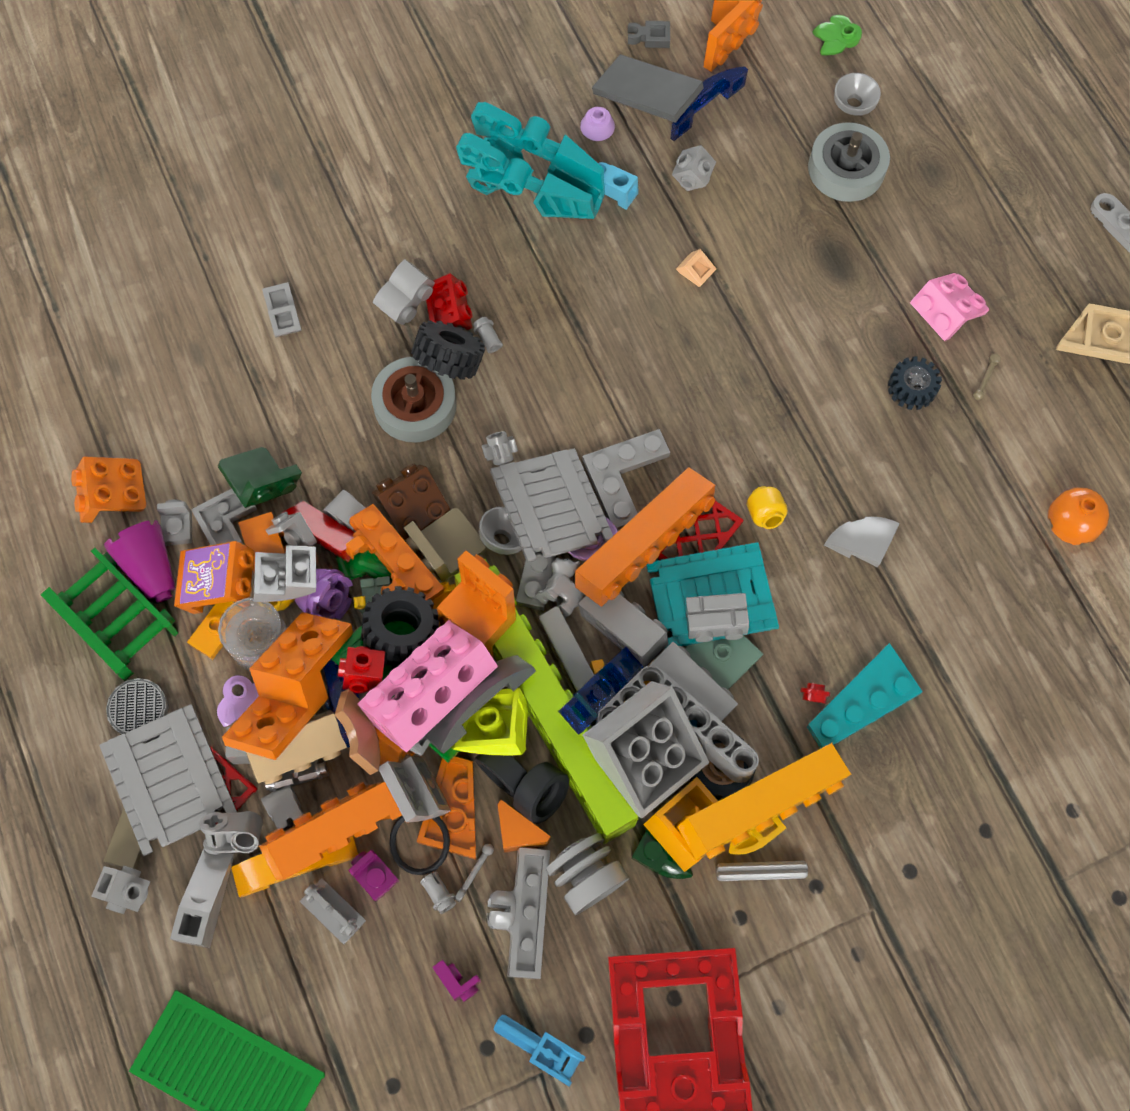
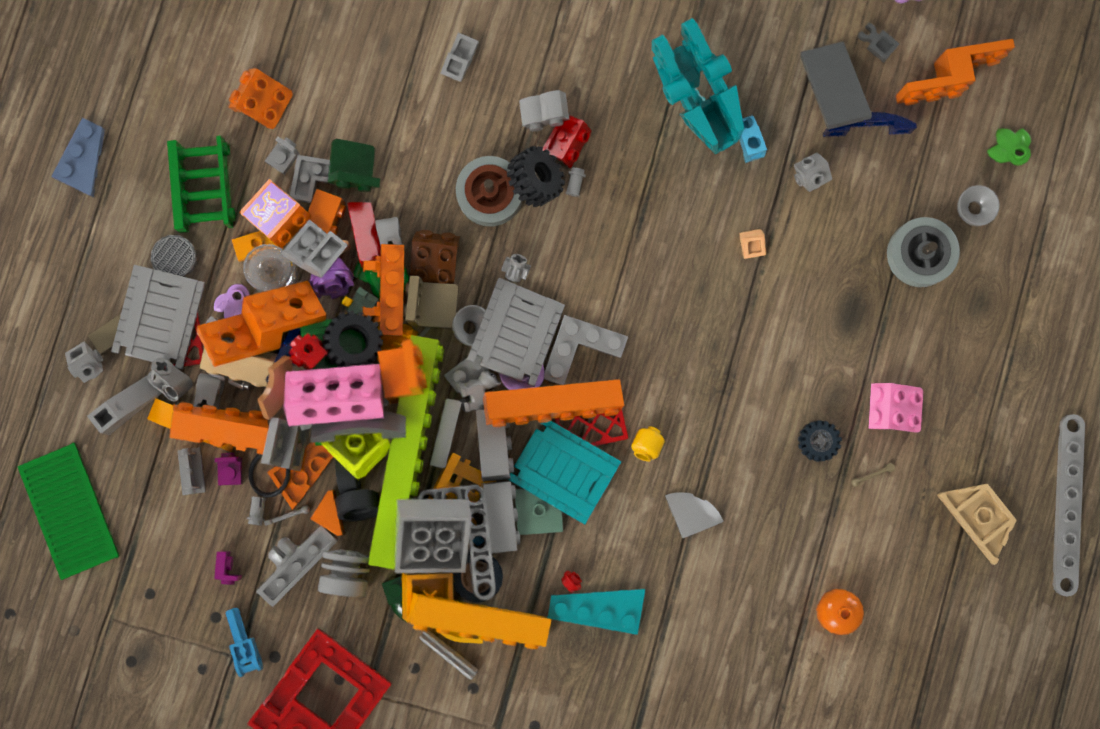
camera: 40 degrees right, 15 degrees up
(144, 559) = (244, 168): magenta cone -> none
(294, 528) = (344, 221): light grey bracket -> none
(587, 702) = (437, 476): clear blue slope -> none
(597, 124) = (779, 84): lavender cone -> none
(717, 617) = (550, 488): light grey brick -> none

